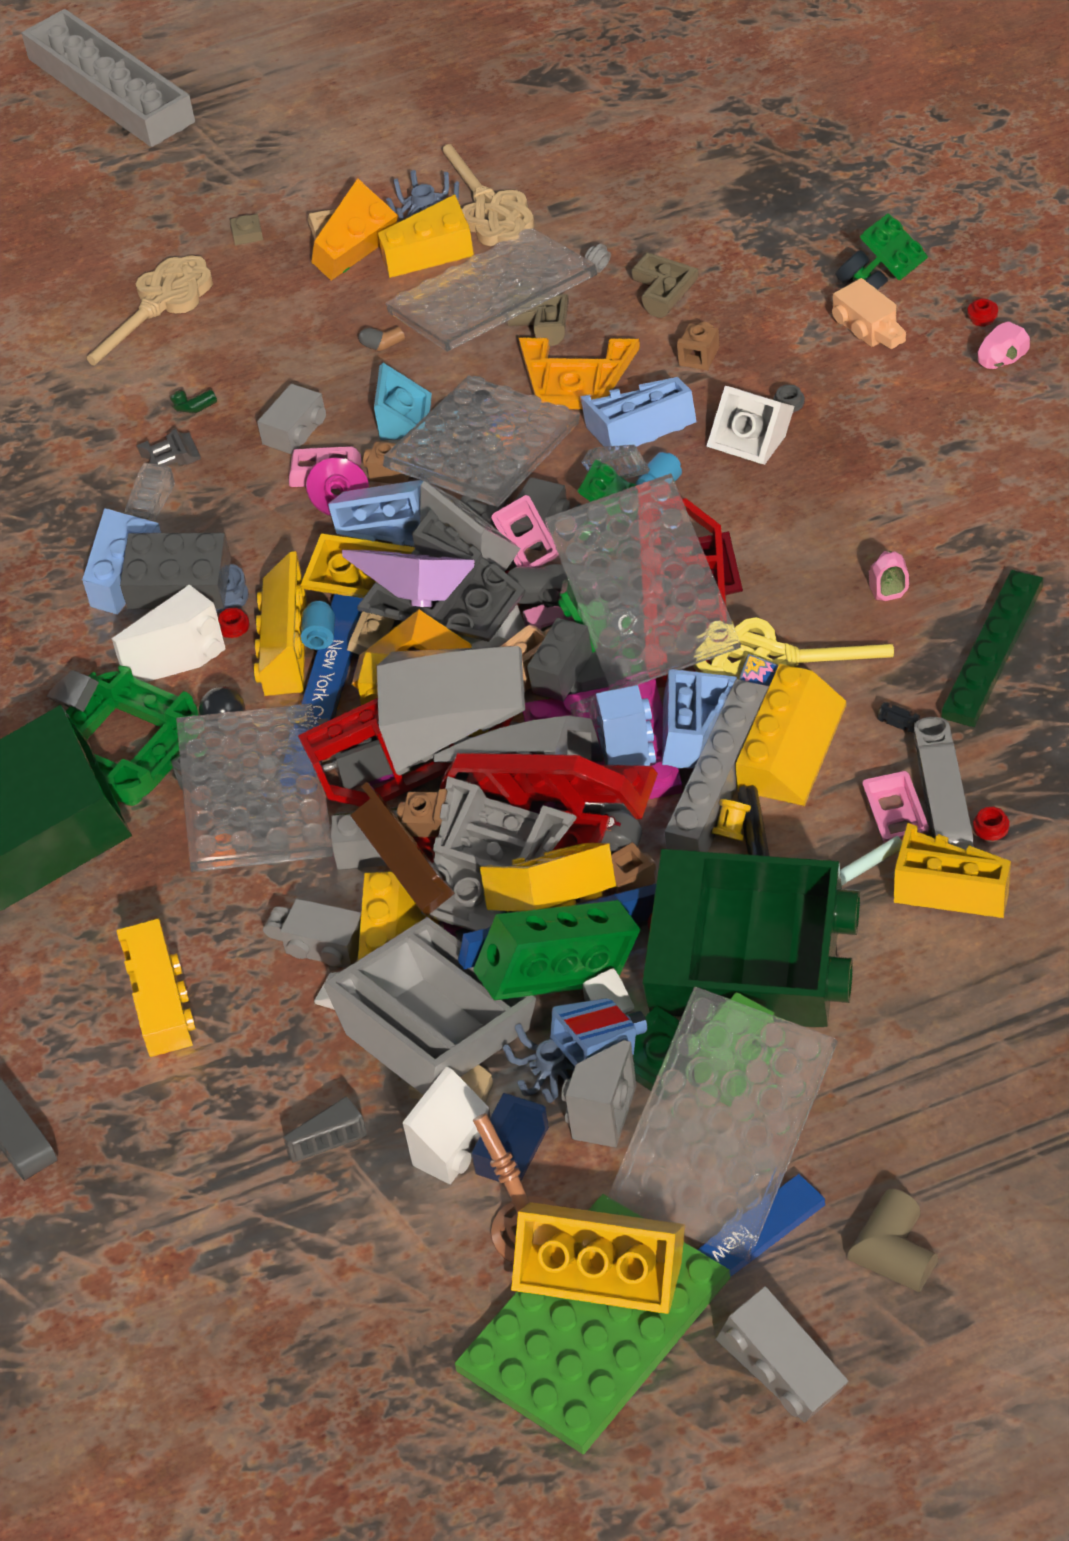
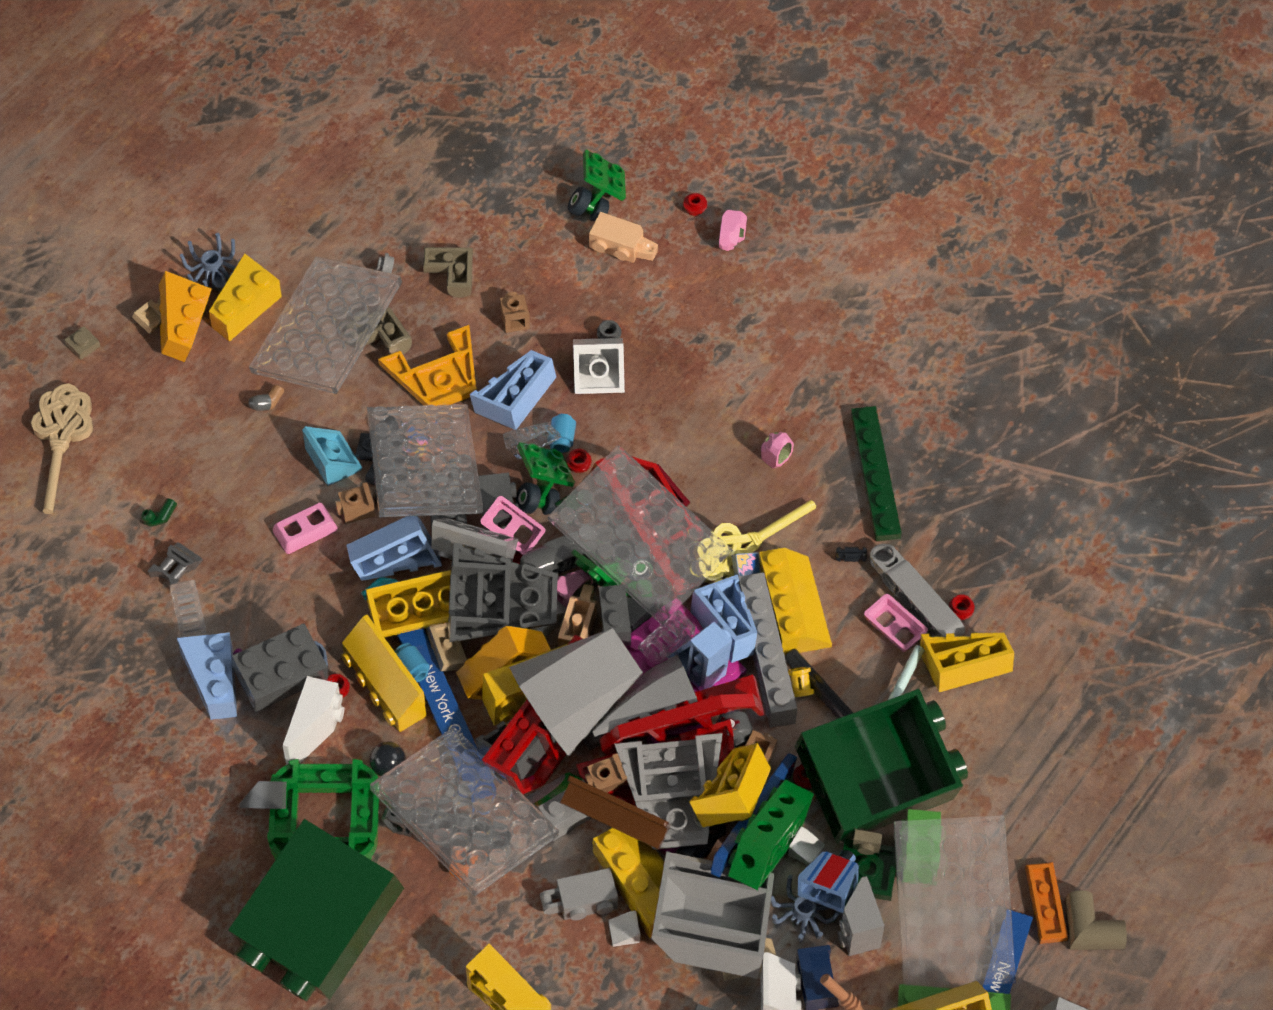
camera: 40 degrees left, 10 degrees up
(291, 418) = (253, 498): light grey brick -> none
(333, 474) = (337, 532): dark pink dish -> none
(411, 575) = (475, 600): lavender wedge -> none
(505, 209) = (278, 245): tan piece -> none
(667, 1011) = (867, 842): none -> dark tan plate
(855, 1192) = (1046, 903): none -> orange tile

